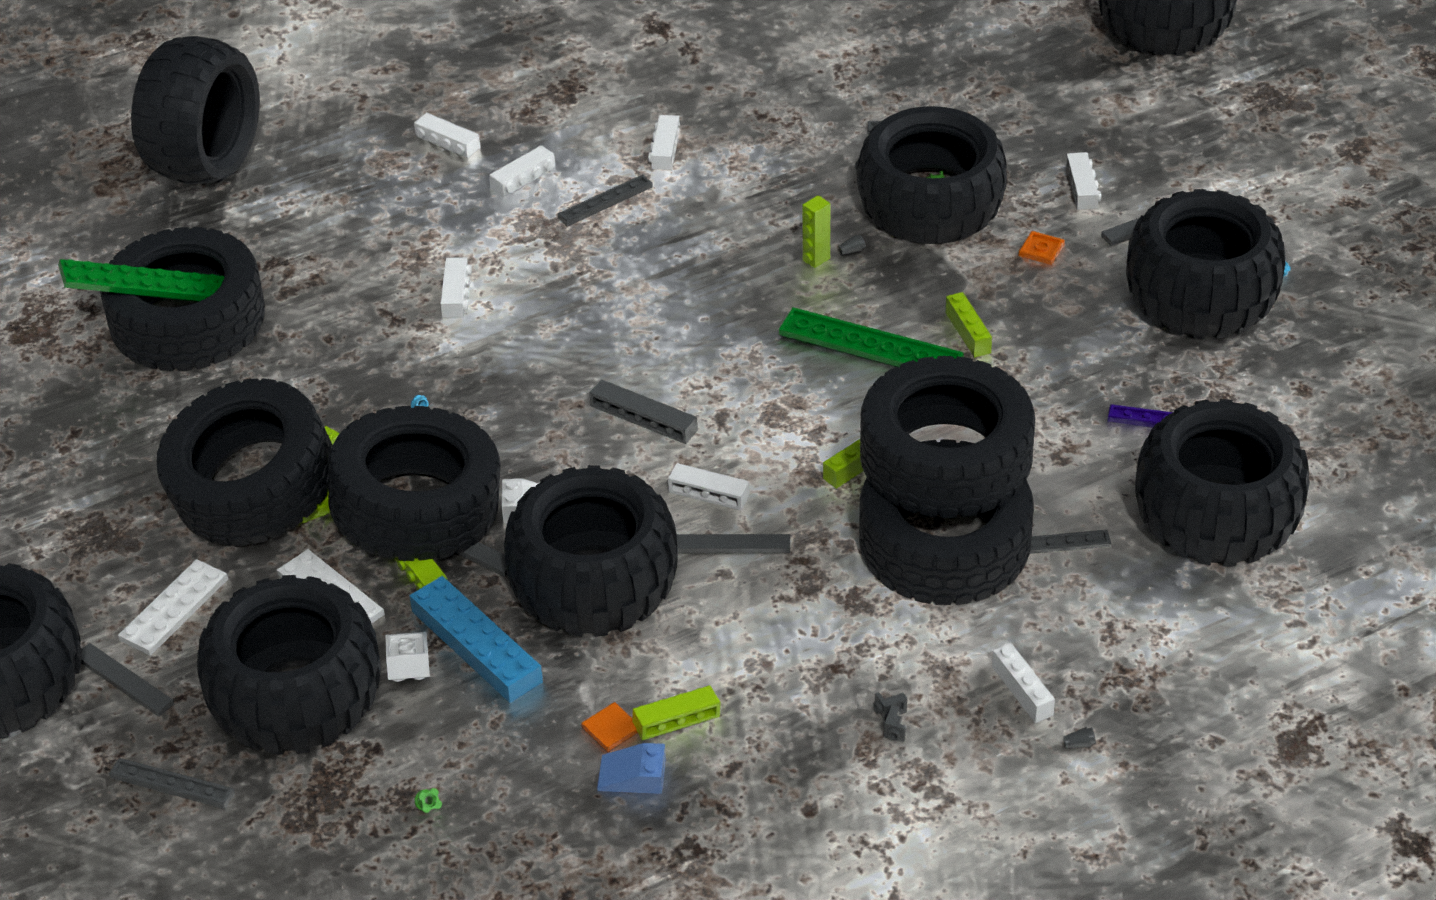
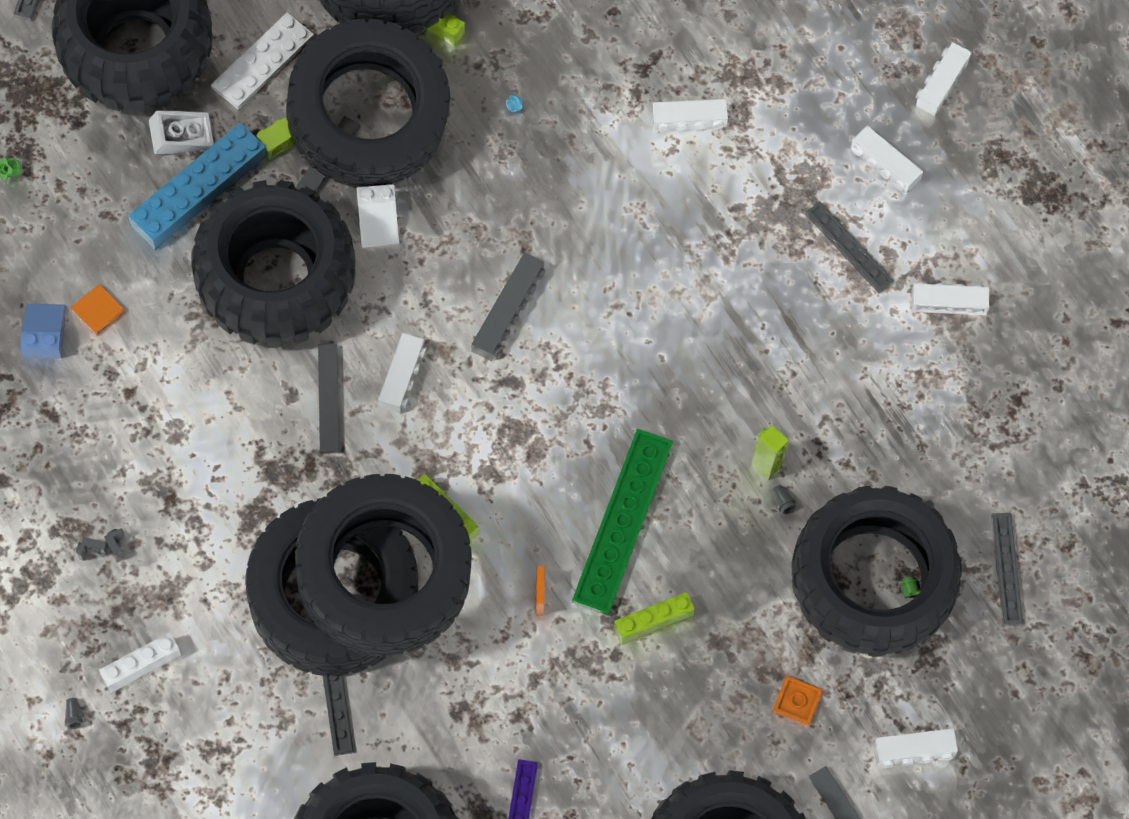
camera: 80 degrees right, 25 degrees up
(676, 712) = (106, 360): lime brick -> none

